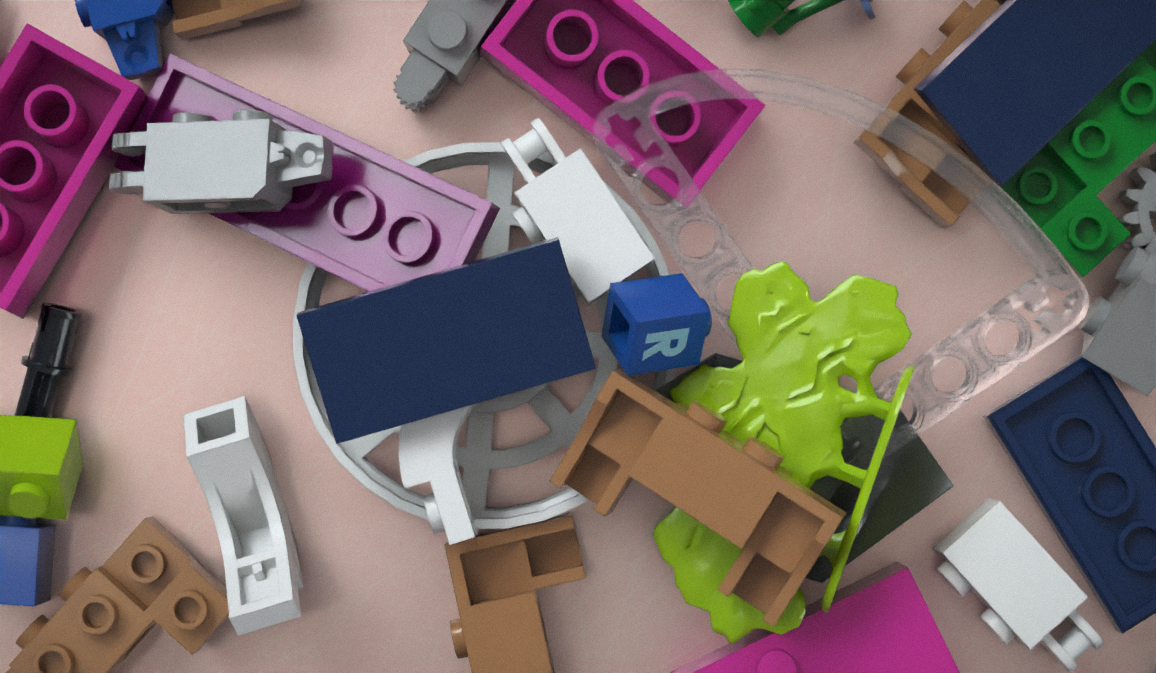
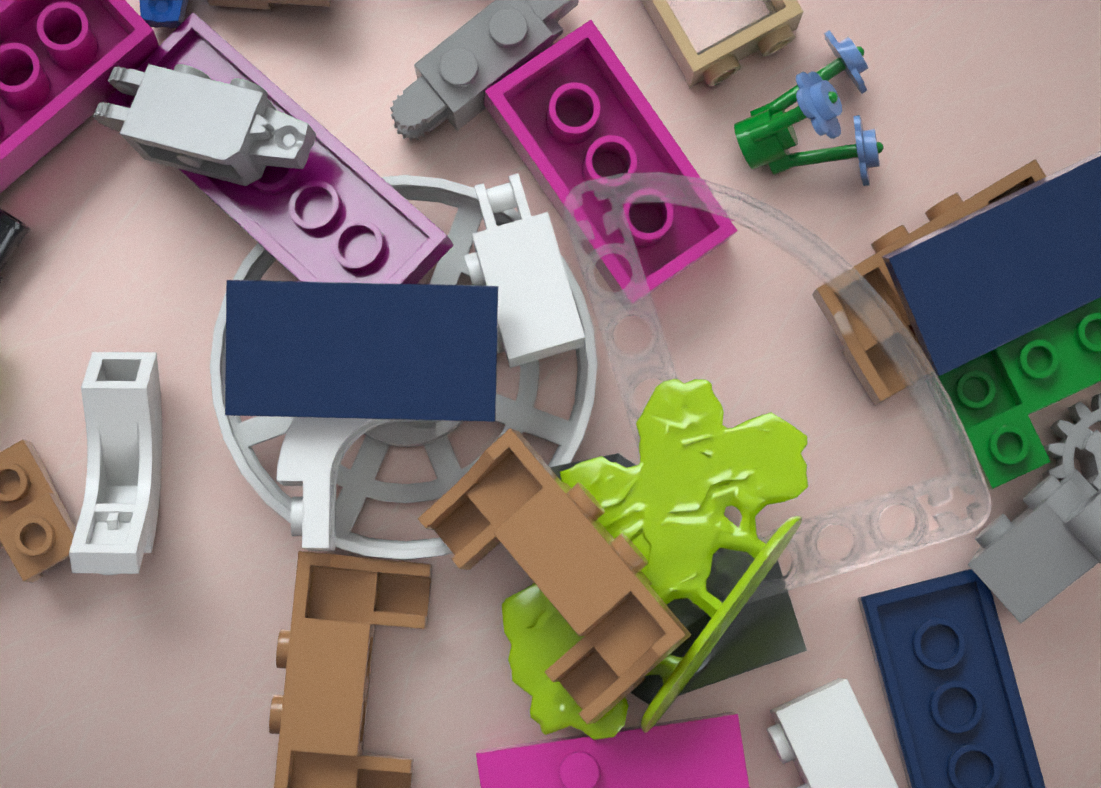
camera: 10 degrees right, 5 degrees down
(655, 324) = (566, 400): blue brick -> none

